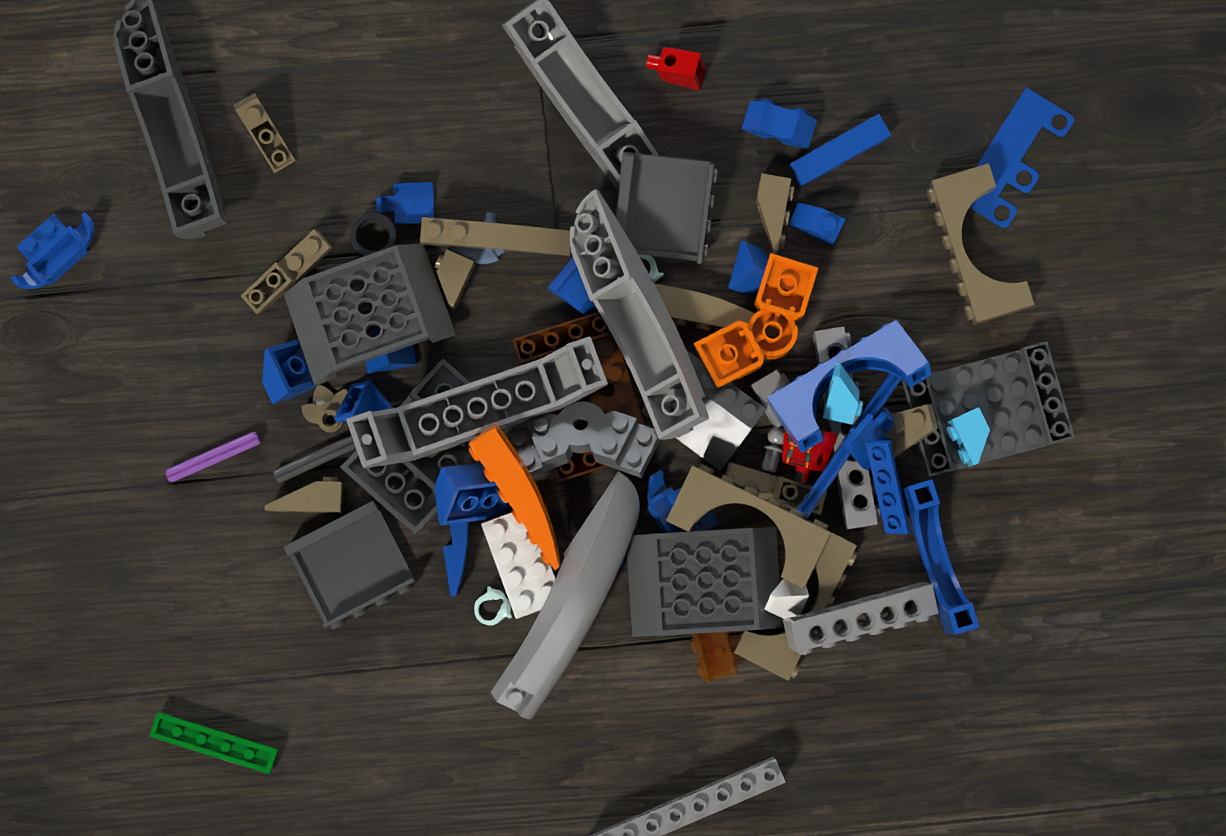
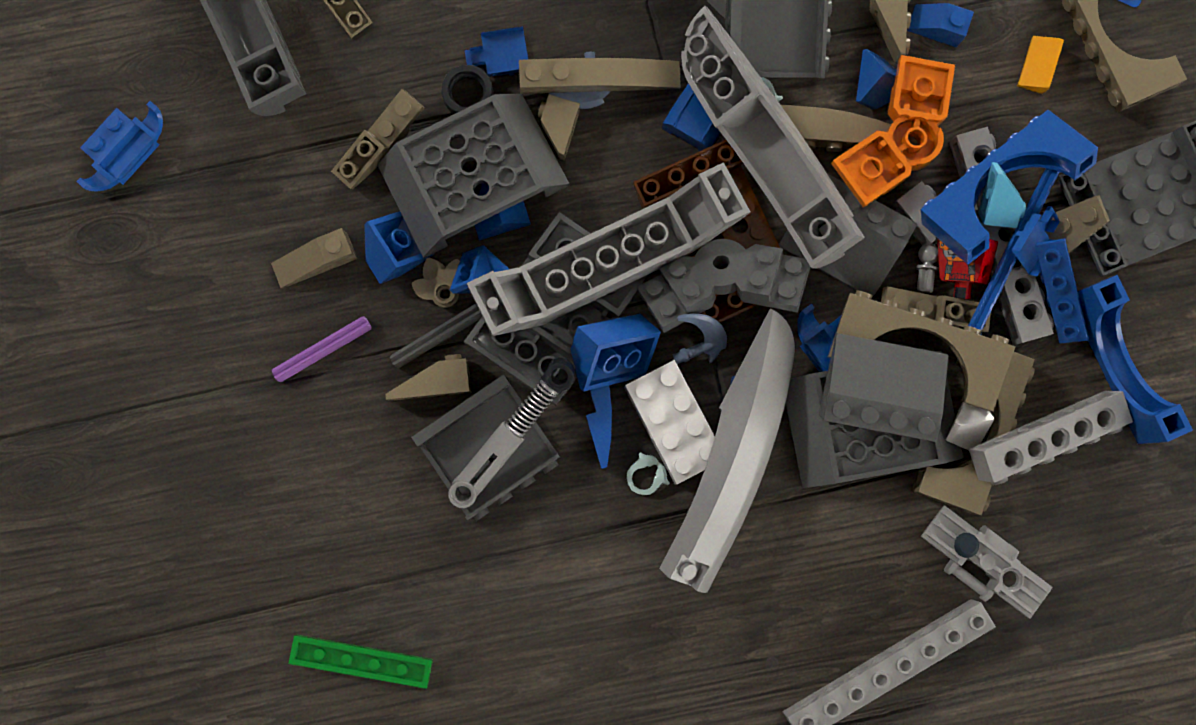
camera: 15 degrees left, 0 degrees up
(216, 373) = (314, 258): none -> dark tan slope
(370, 556) = (509, 435): none -> piece
(516, 487) = (661, 339): orange slope -> none
(568, 487) = (714, 338): none -> sand blue piece
(710, 554) = (885, 387): none -> dark grey slope
(714, 655) = (896, 498): clear orange bracket -> none
(793, 716) = (992, 554): none -> light grey piece
(905, 271) = (1040, 63): none -> light orange slope
(970, 434) = (1140, 226): medium azure slope -> none

